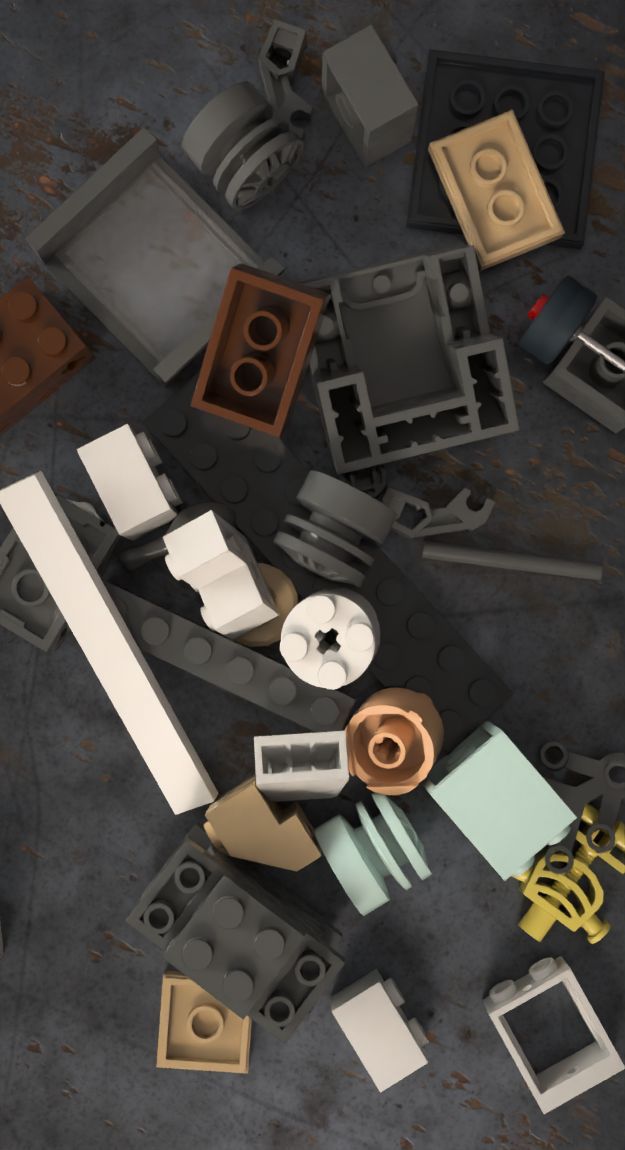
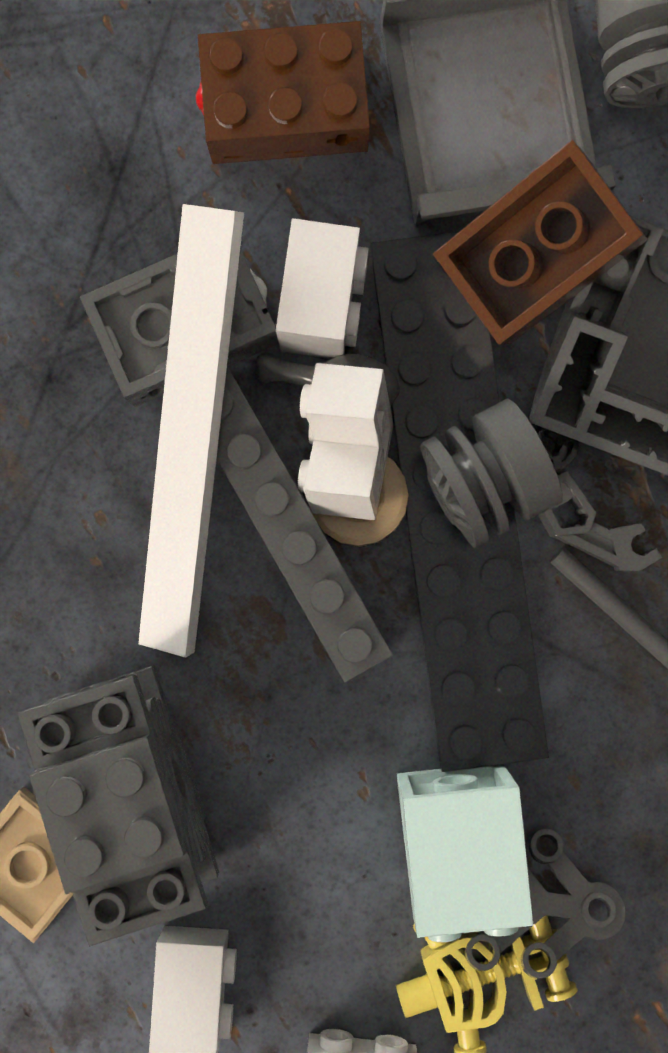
camera: 40 degrees right, 0 degrees up
(259, 830) = (206, 713): tan piece -> none
(301, 765) = (296, 682): white torso -> none
(305, 634) = (382, 562): white brick -> none
(372, 736) = (372, 726): light nougat brick -> none
(372, 852) = (305, 815): light aqua wheel -> none

